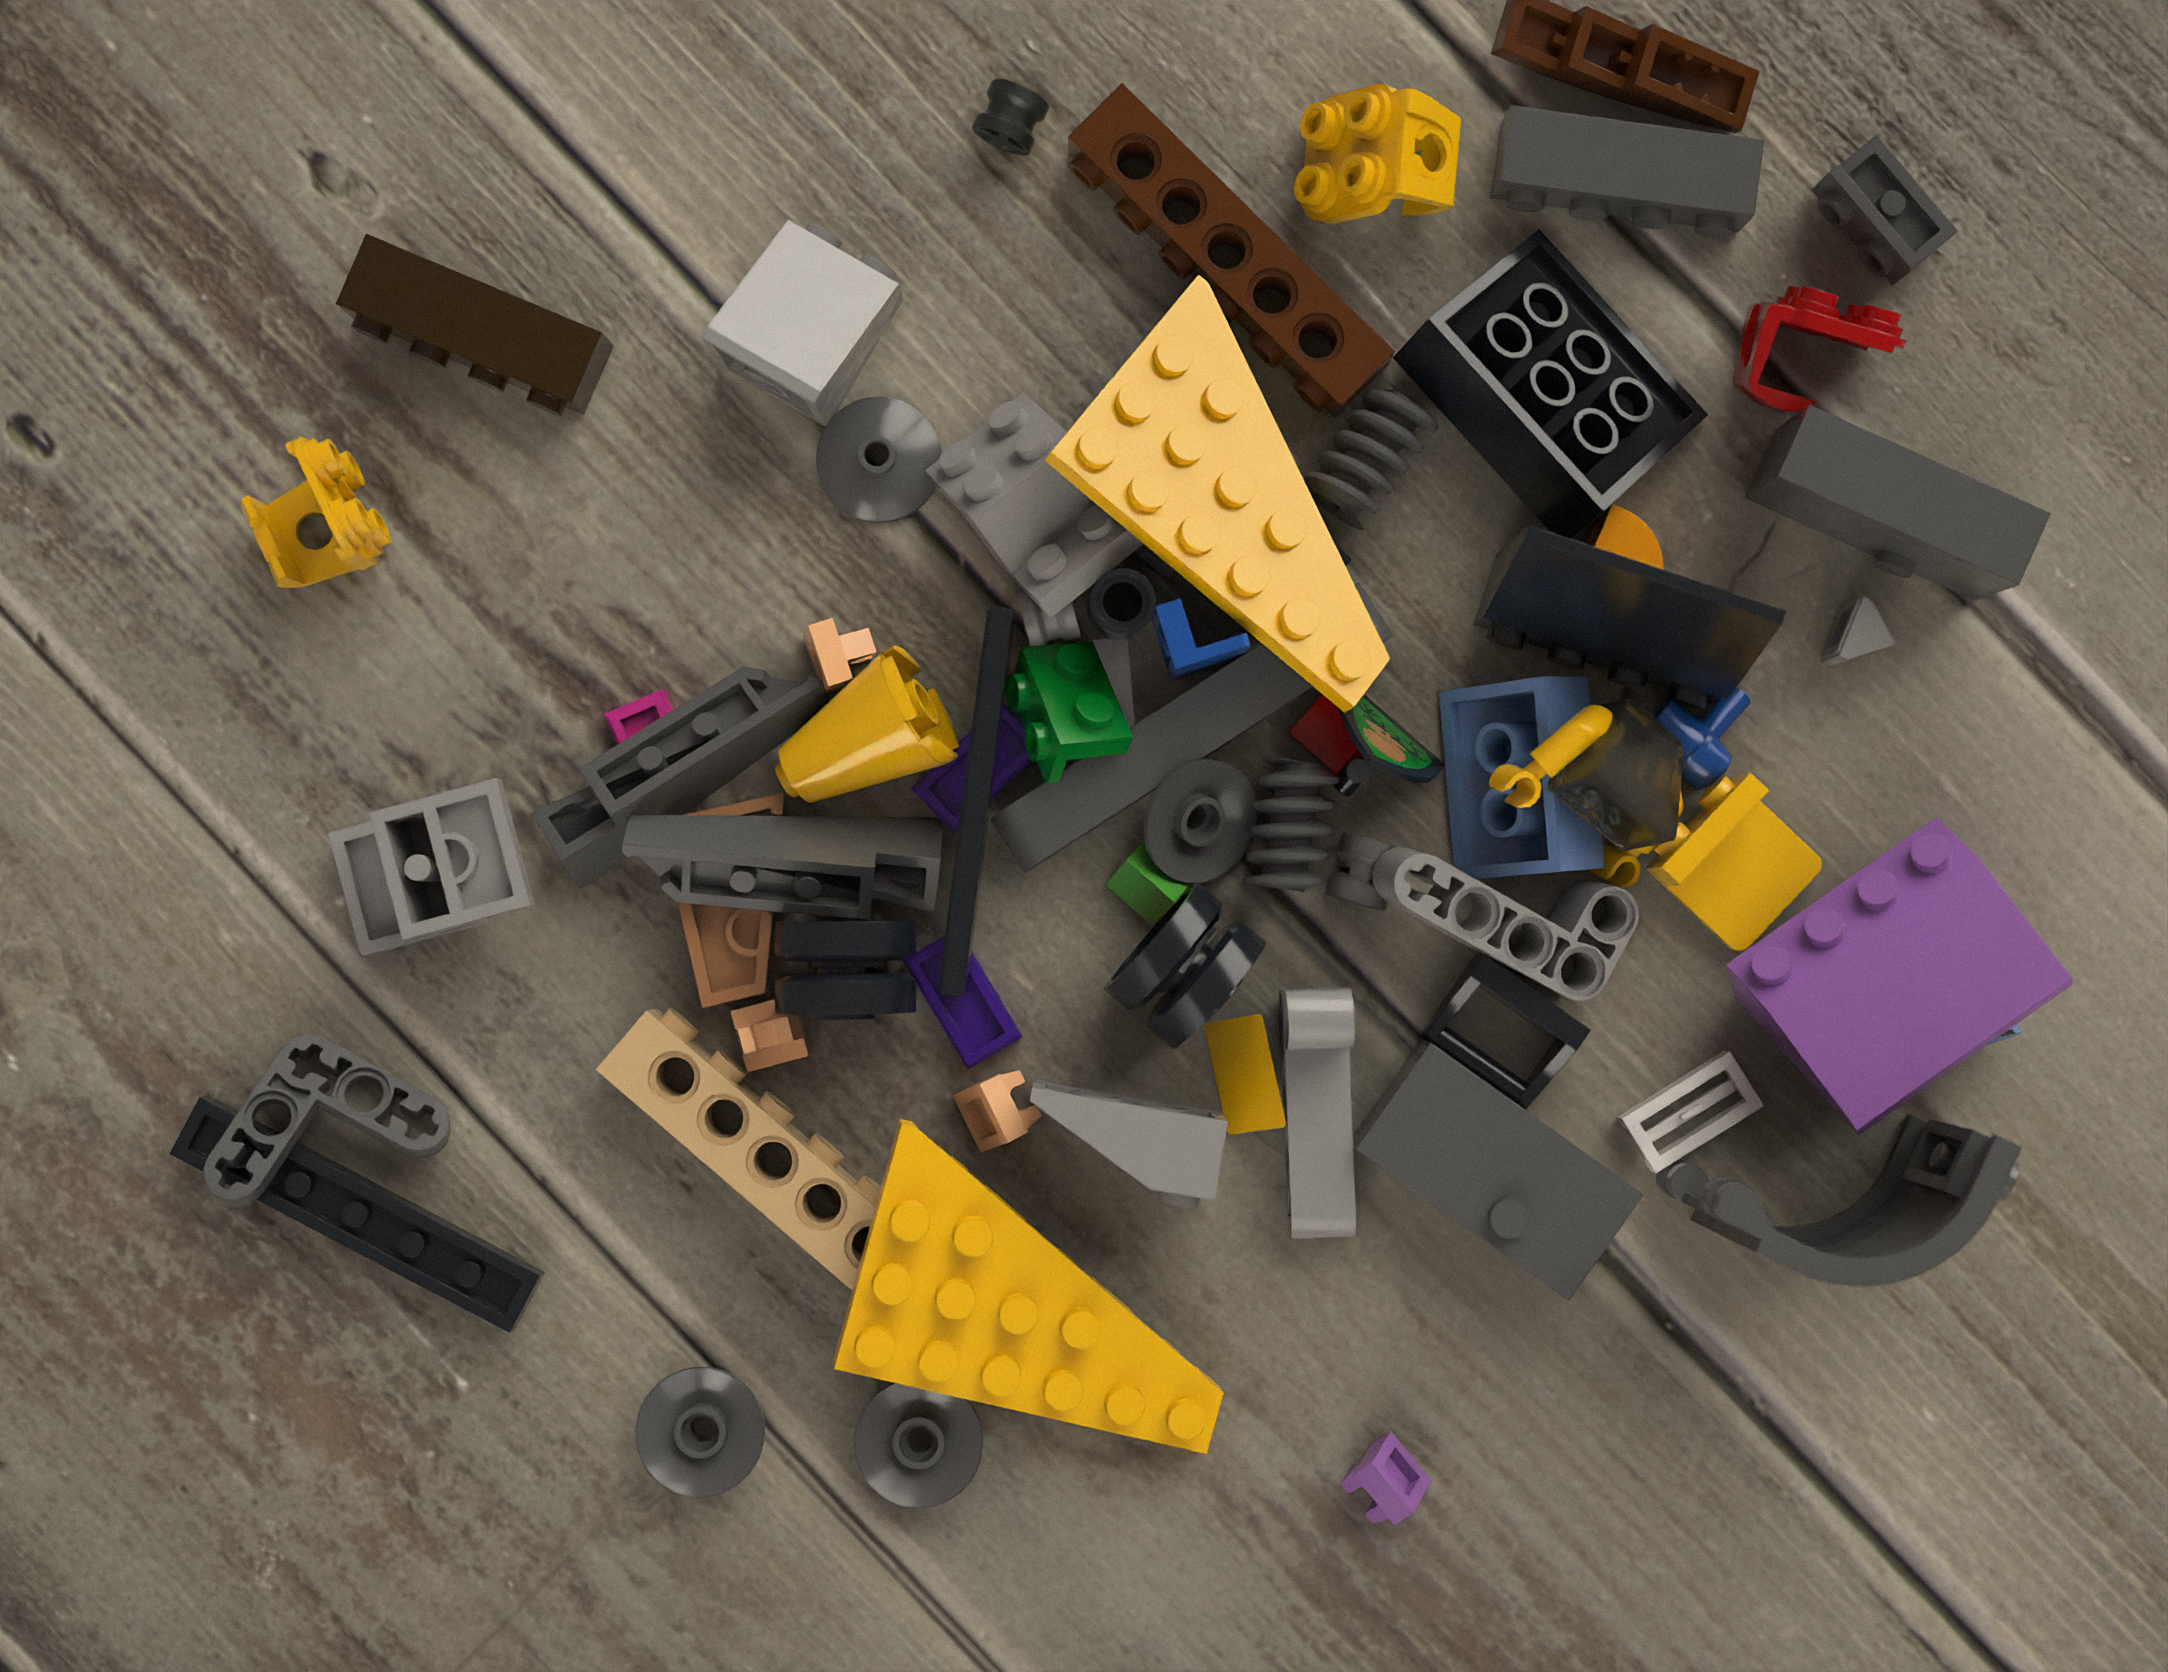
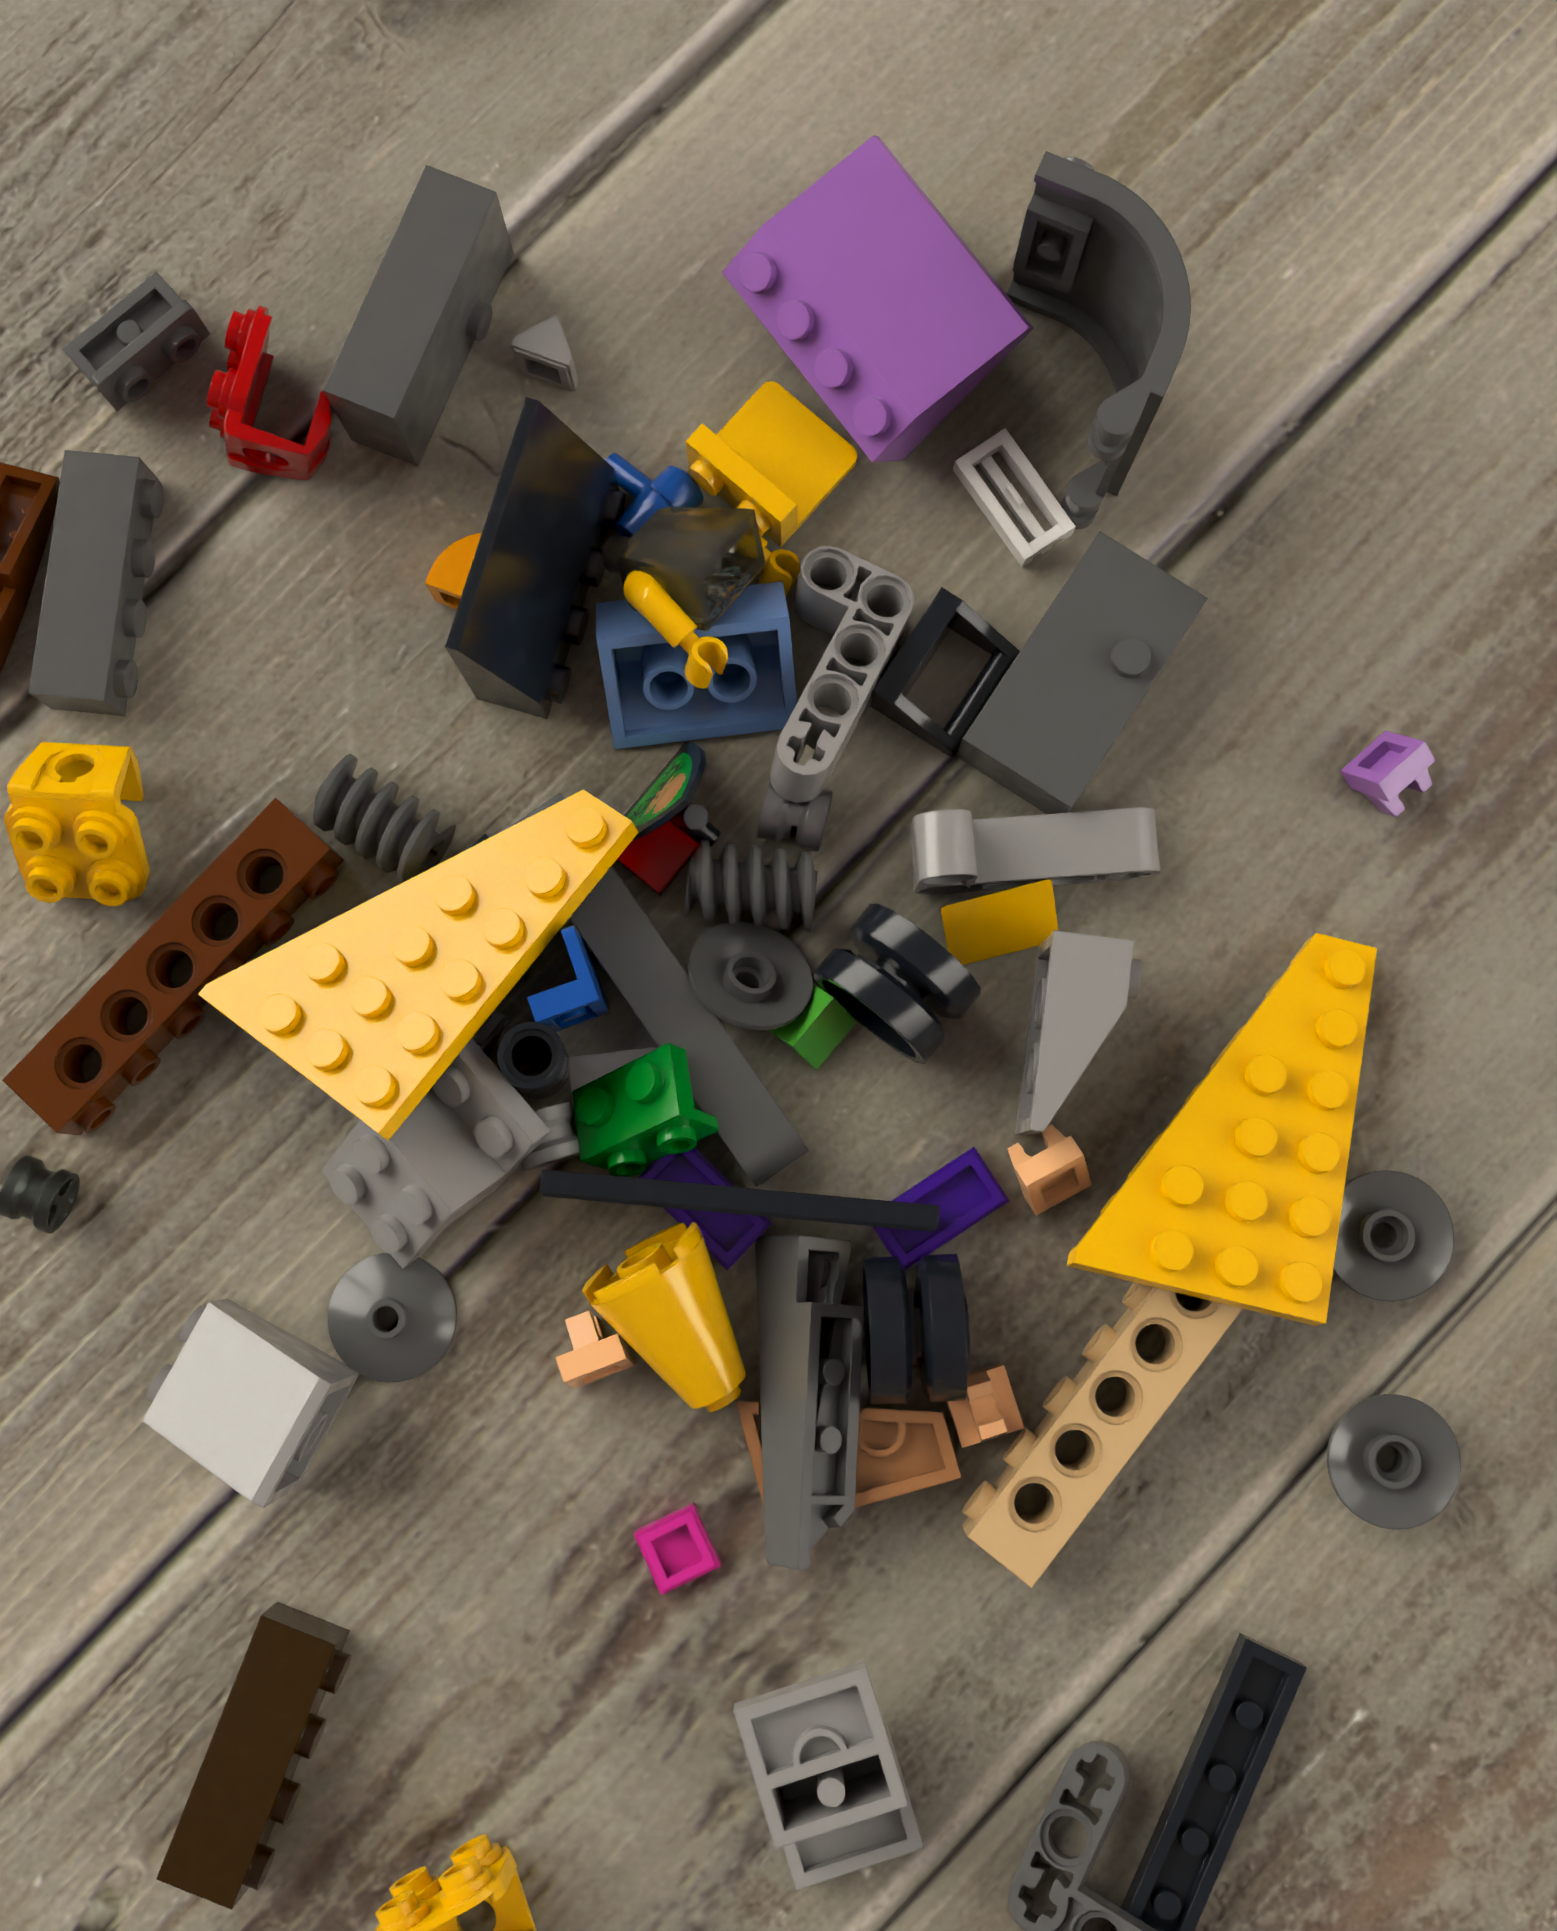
camera: 90 degrees left, 5 degrees down
(675, 764) = (712, 1518): dark grey wedge -> none
(1549, 386) = (310, 650): black slope -> none

